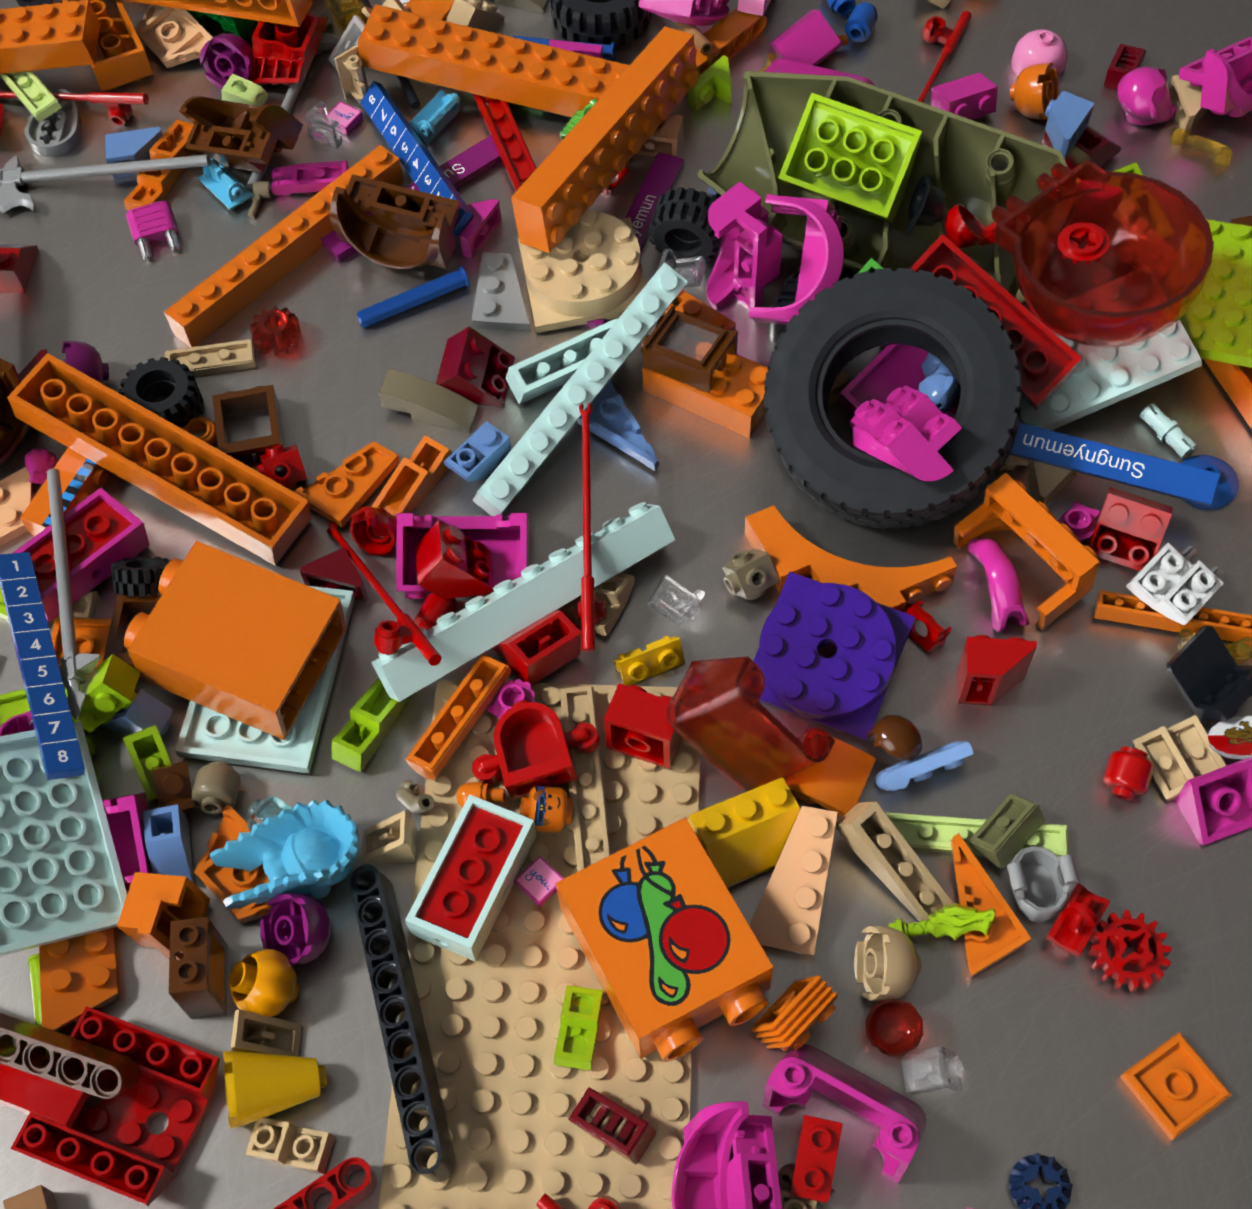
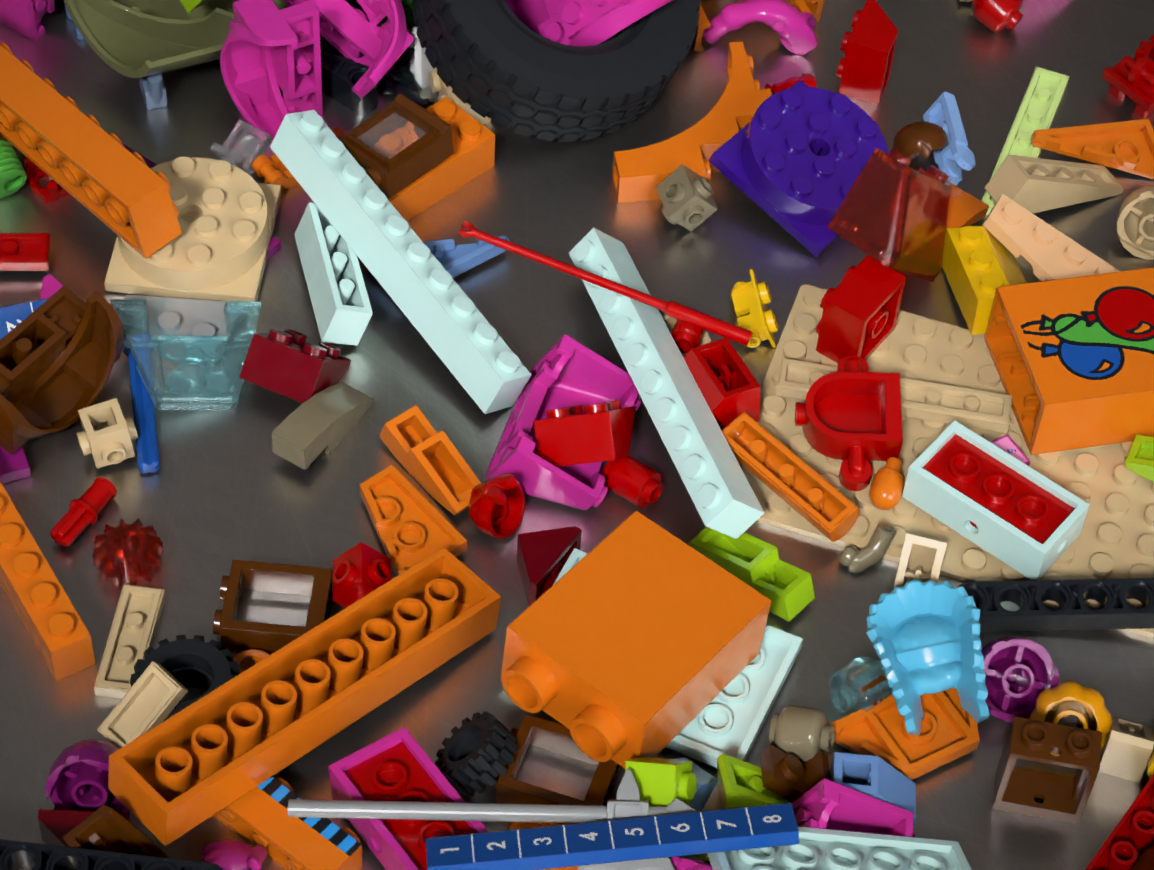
camera: 80 degrees left, 10 degrees down
(122, 371) = (143, 706): none -> tan tile
(154, 903) = (962, 803): orange plate -> none
(308, 297) = (83, 512): none -> red axle
(368, 281) = (106, 433): none -> tan brick
(390, 634) = (701, 464): red piece -> none
(445, 307) = (190, 369): none -> clear light blue wing
(480, 453) = (429, 381): medium blue slope -> none
(509, 694) = (781, 424): dark pink animal -> none
(548, 808) = (923, 423): orange head -> none
(675, 601) = (697, 269): clear bracket -> none
(683, 224) = (195, 111): black tyre -> none
(950, 921) = (1119, 169): lime piece -> none
(1007, 829) = (1033, 101): olive slope -> none
(1041, 882) = (1094, 100): light grey piece -> none

